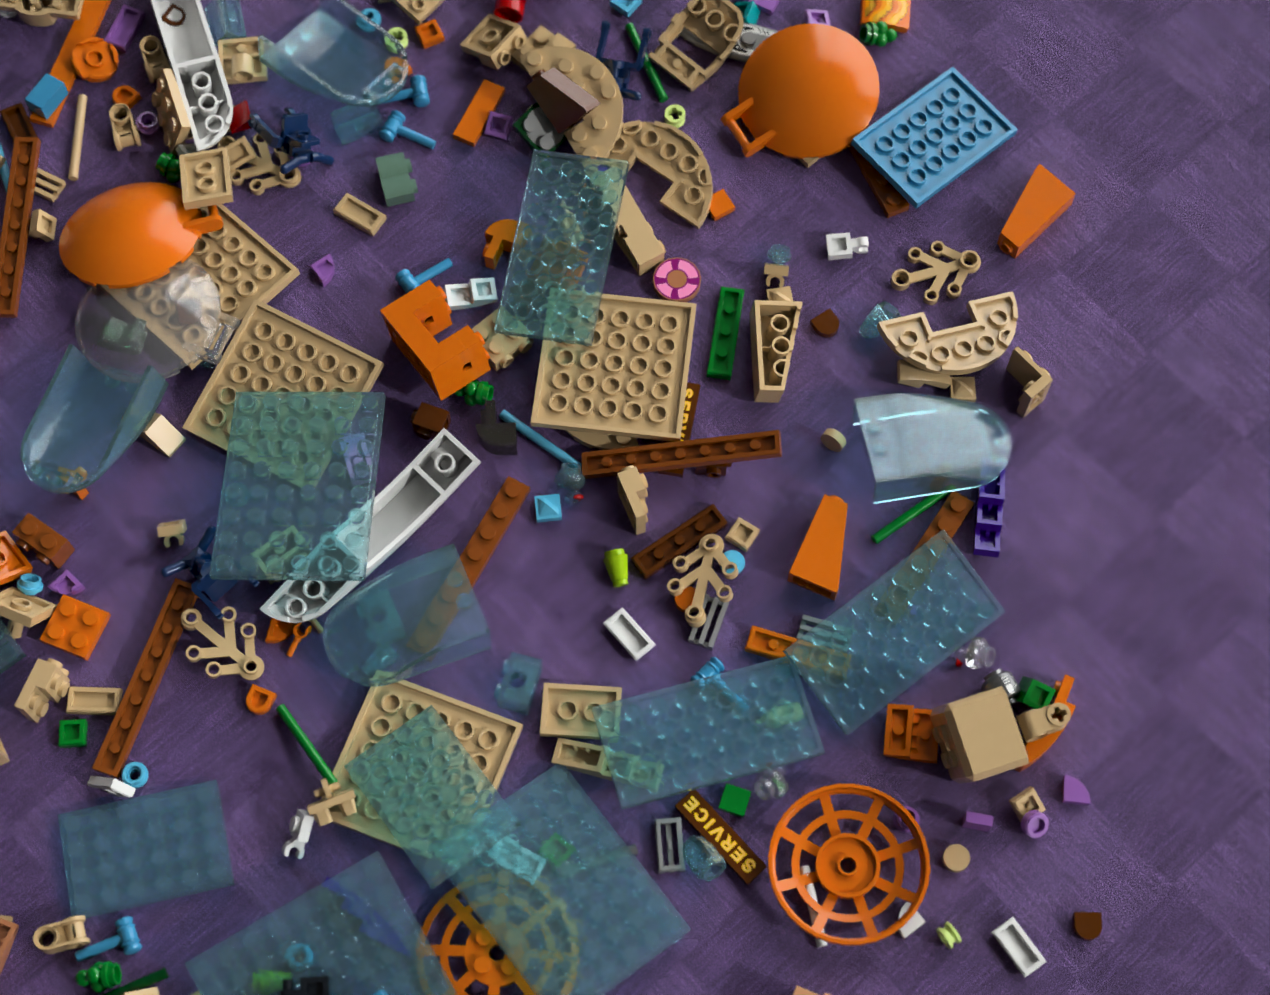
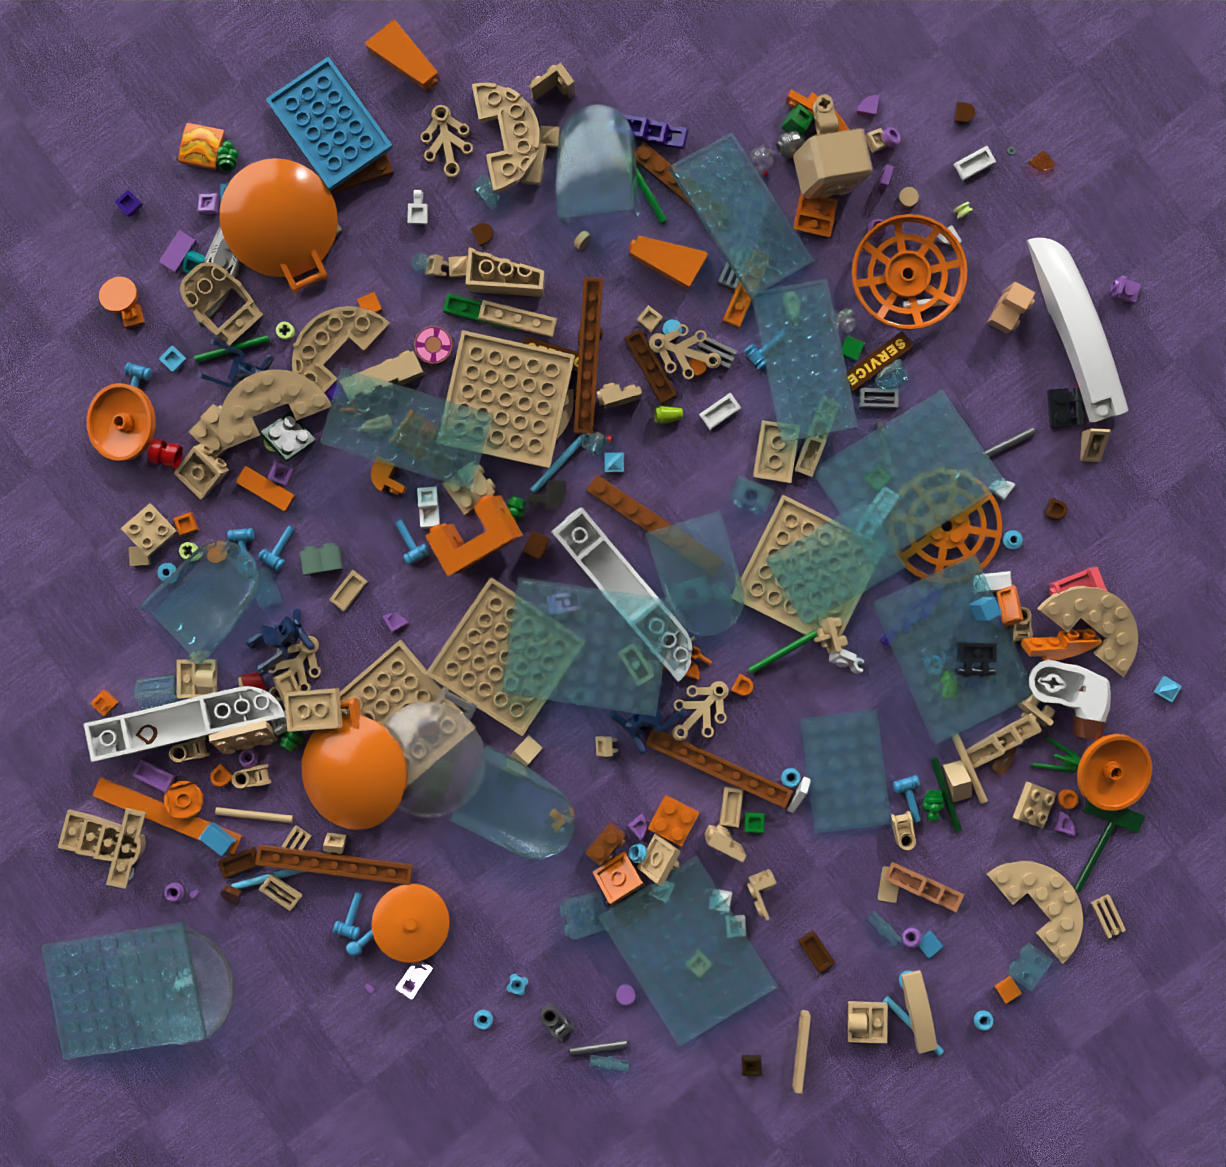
camera: 80 degrees left, 20 degrees up
(561, 98) = (271, 417): reddish brown slope -> none
(720, 372) = (517, 318): none -> tan tile

